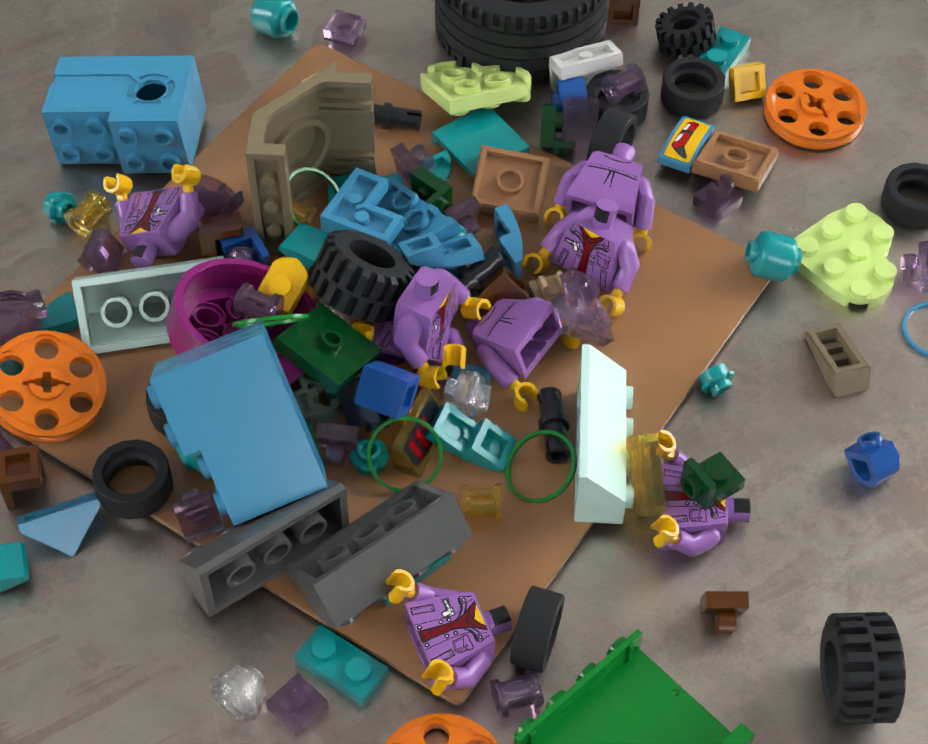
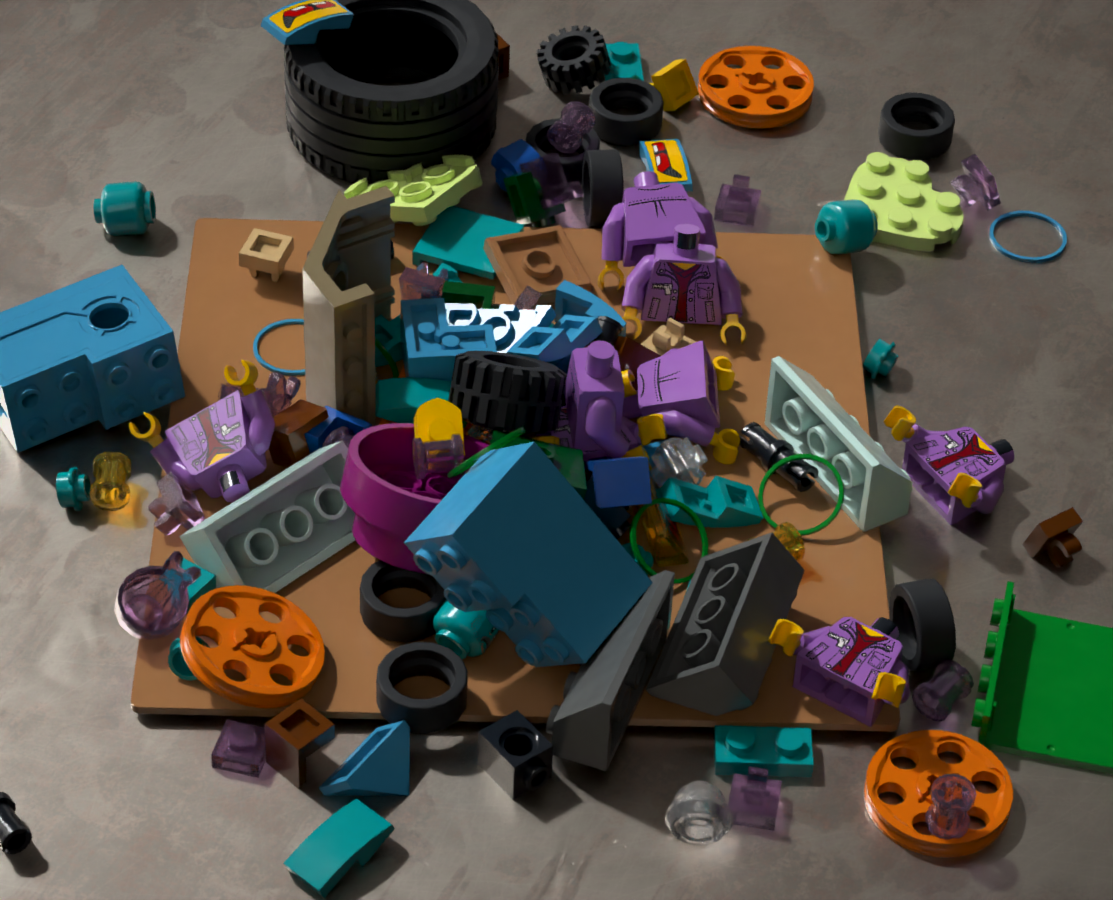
camera: 35 degrees left, 10 degrees down
(153, 554) = (515, 754): none -> black brick
(198, 515) = (520, 683): tile -> none
(344, 28) = (212, 193): clear purple plate -> none
(581, 310) = (727, 343): clear purple plate -> none
(584, 62) = (507, 126): white panel -> none
(646, 474) = (908, 451): clear yellow slope -> none
(710, 480) = (965, 432): dark green bracket -> none
(737, 158) = (717, 160): medium nougat plate -> none
(839, 362) = (969, 296): dark tan slope -> none
(872, 459) = (1073, 361): blue plate -> none

